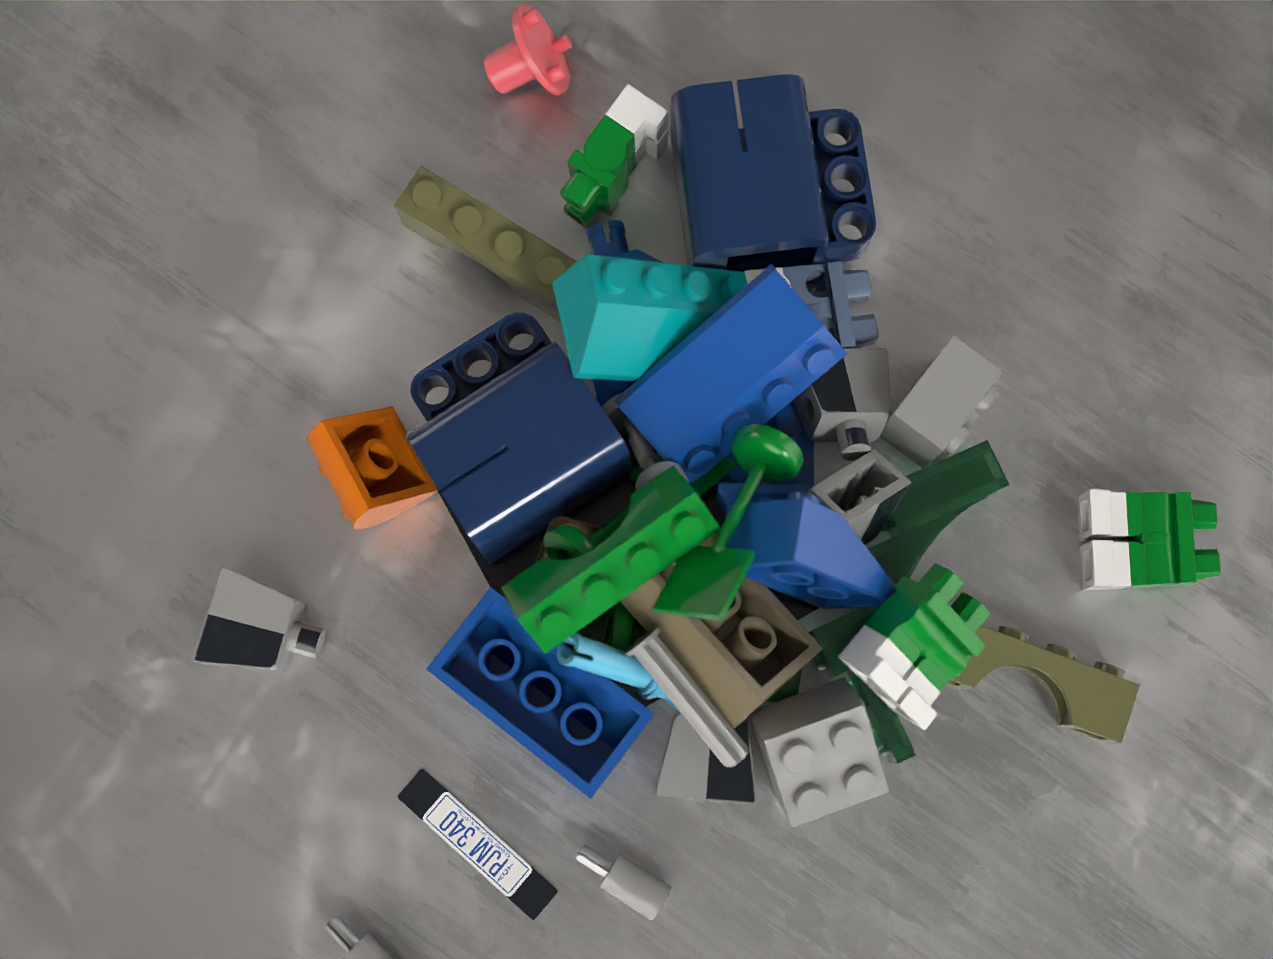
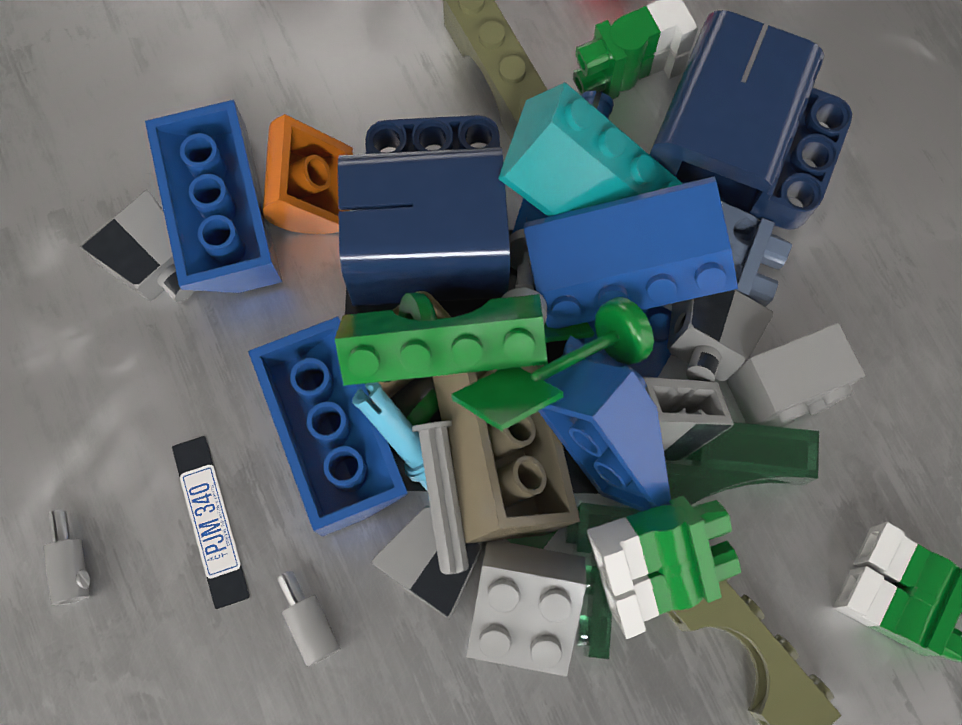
camera: 30 degrees right, 5 degrees down
(292, 539) = (212, 200): none -> blue slope

